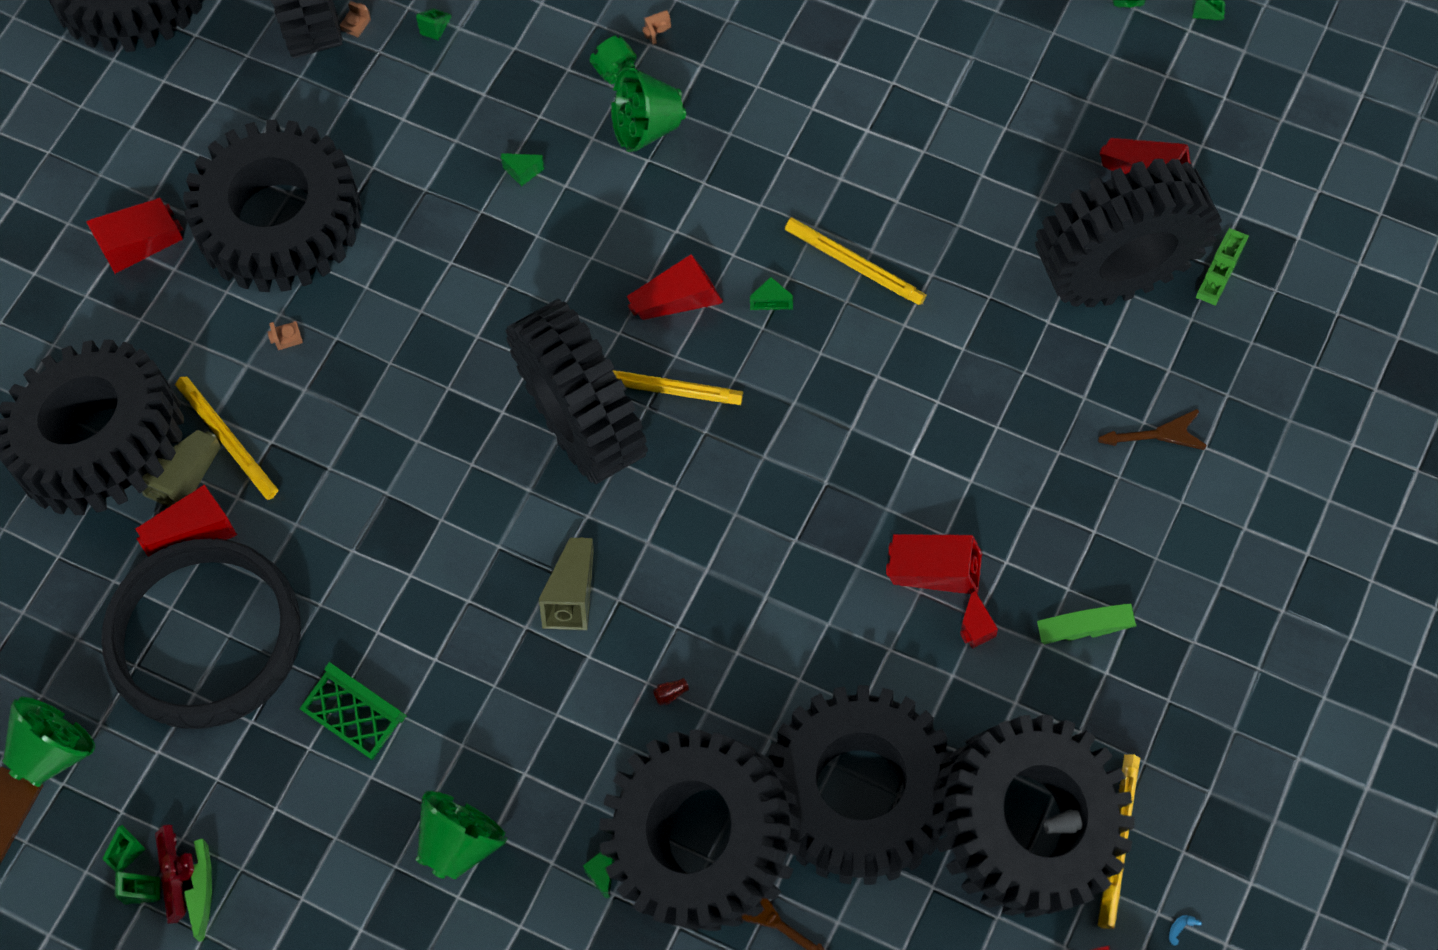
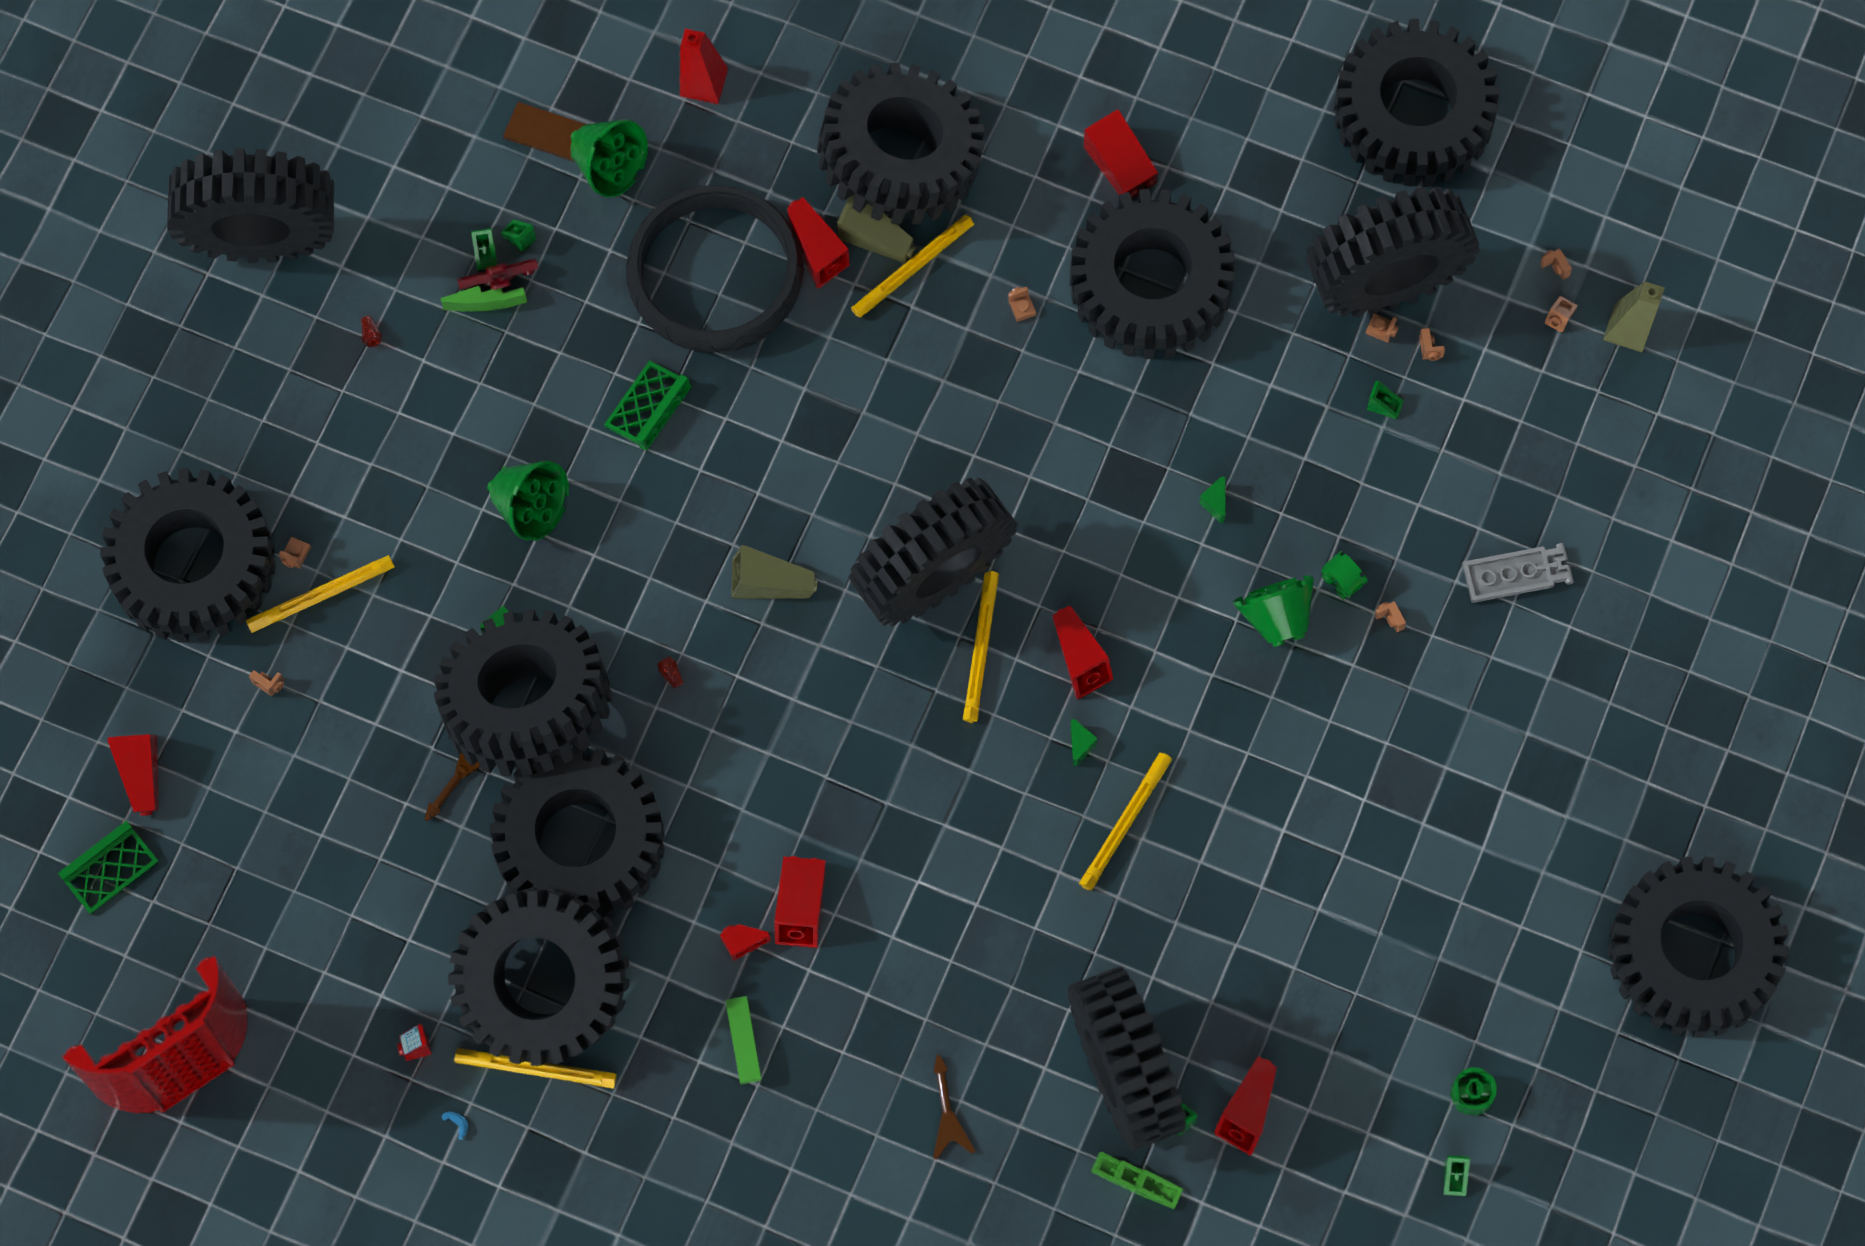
camera: 85 degrees right, 5 degrees up
(1065, 822) = (531, 1001): dark grey cone -> none

